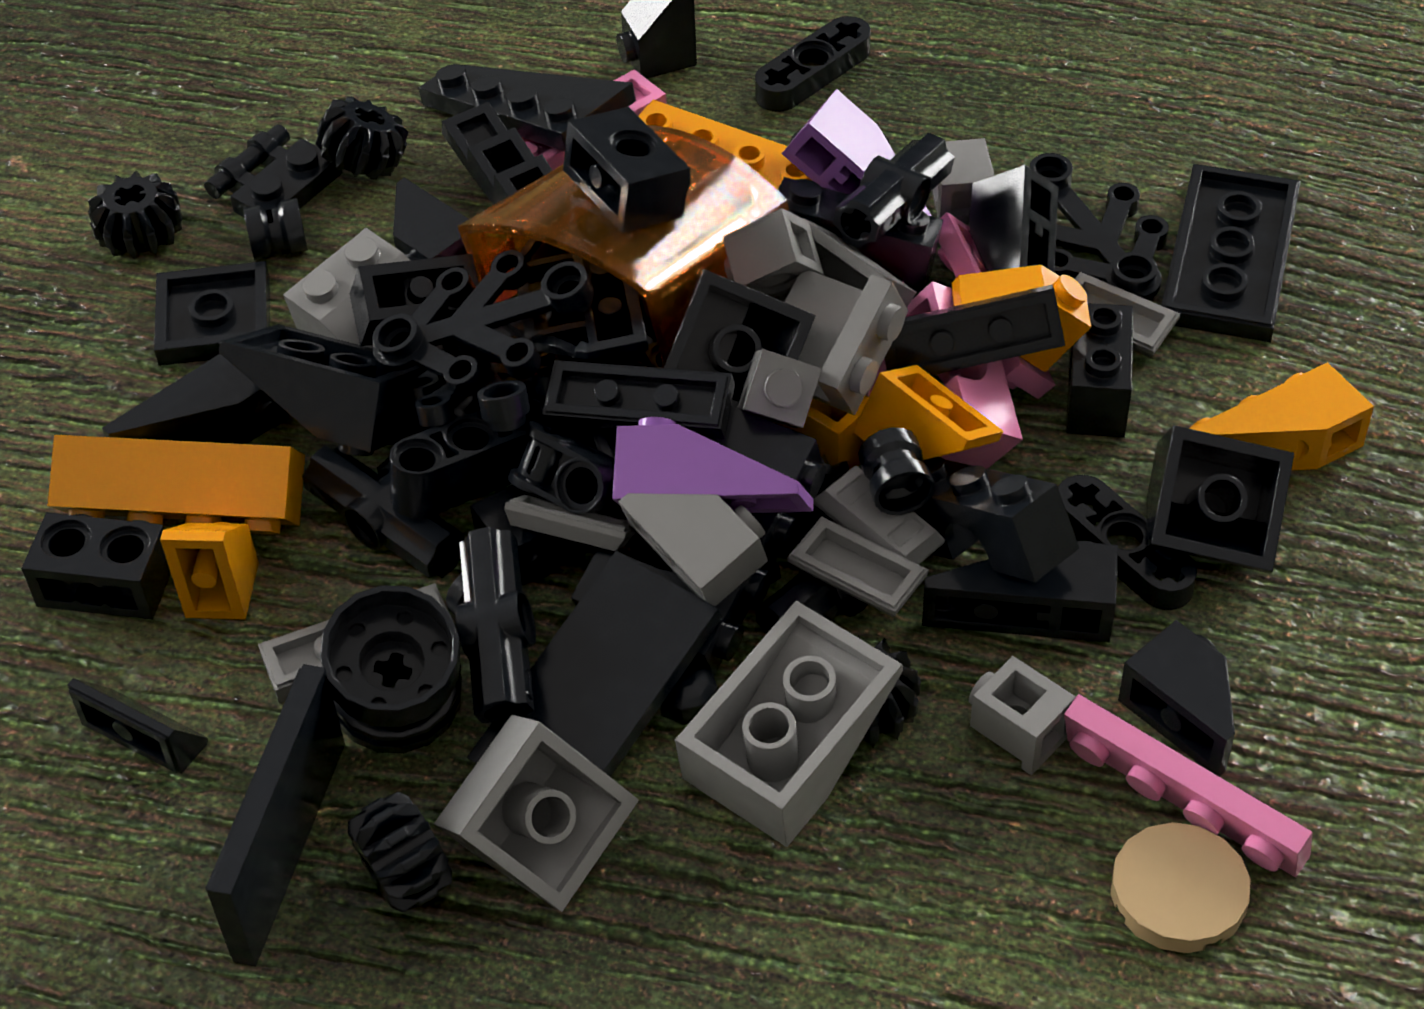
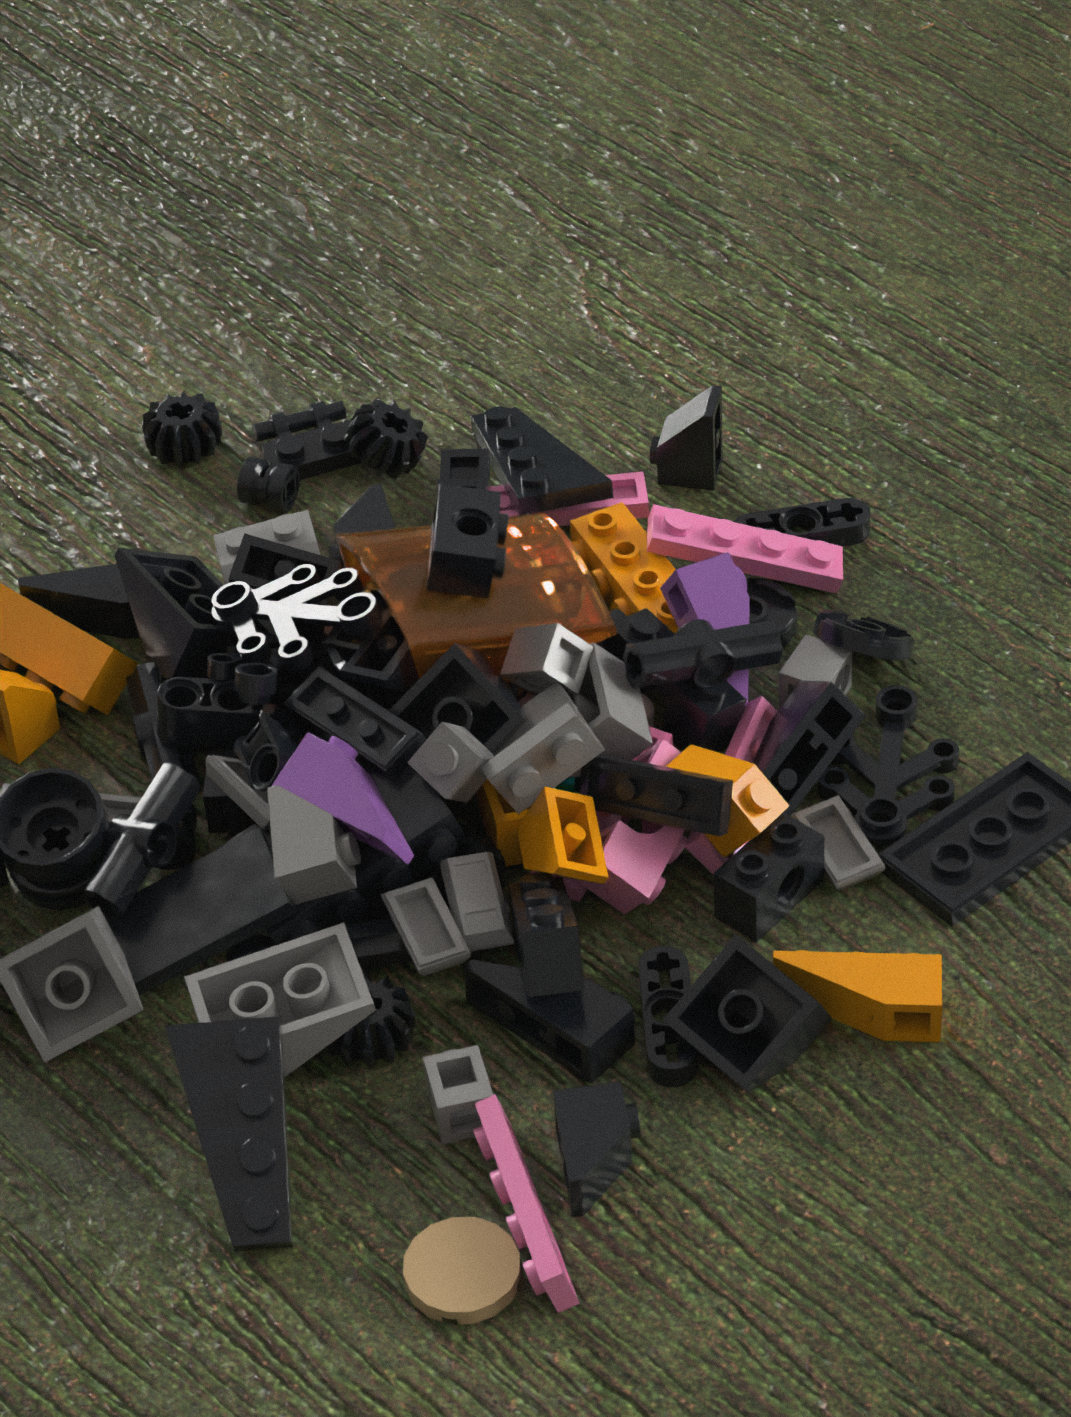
camera: 35 degrees right, 5 degrees down
(208, 306) = (179, 523): black tile -> none
(792, 95) = (751, 548): none -> bright pink plate
(853, 844) = (239, 1111): none -> black wing
(896, 471) = (498, 866): black wheel -> none
(974, 124) = (864, 636): none -> black tile

